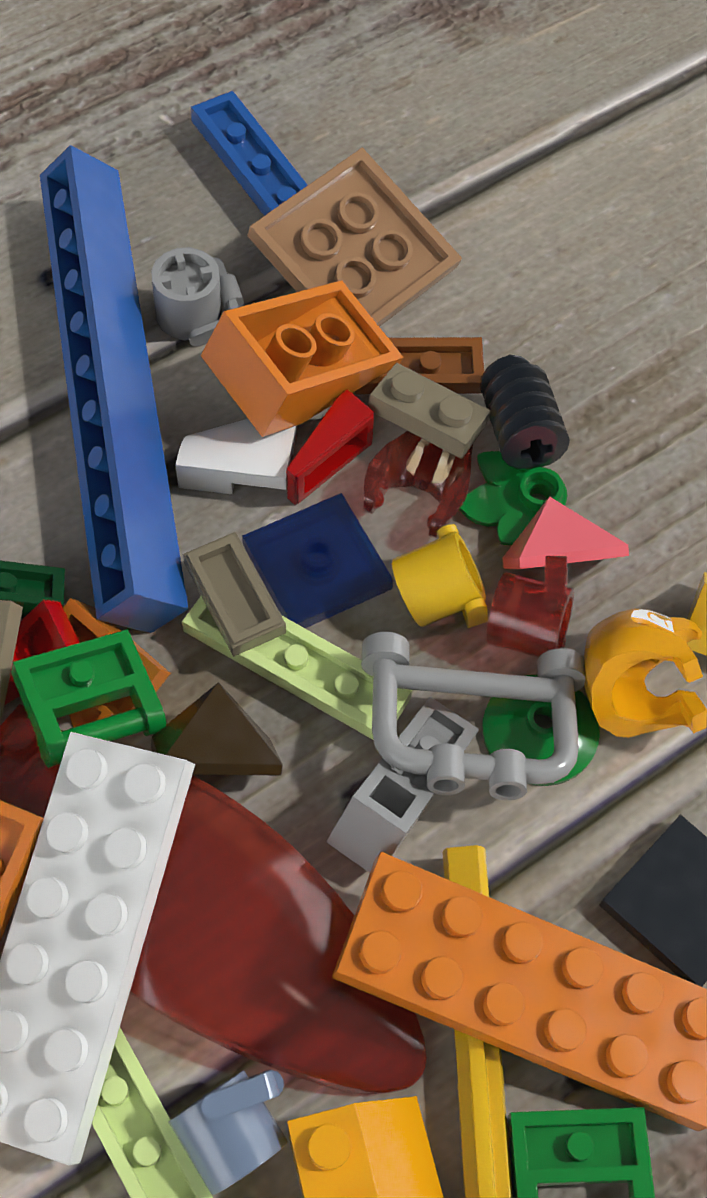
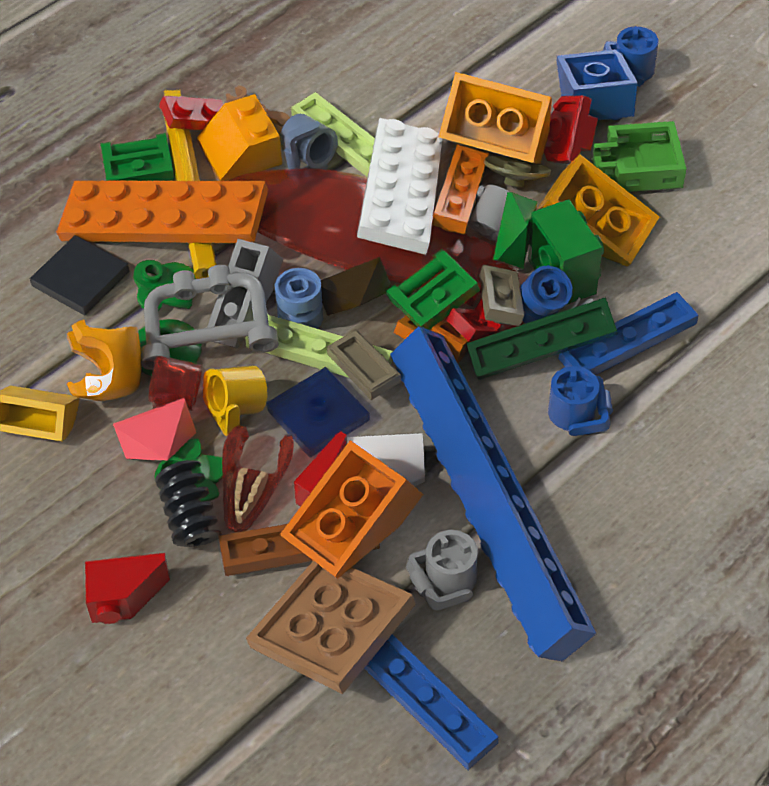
camera: 175 degrees right, 10 degrees down
(314, 736) = (299, 297): none -> medium blue wheel
(428, 410) = (256, 496): dark tan plate -> none
(531, 839) = (164, 275): none -> green plate
(614, 345) = (123, 585): none -> red slope

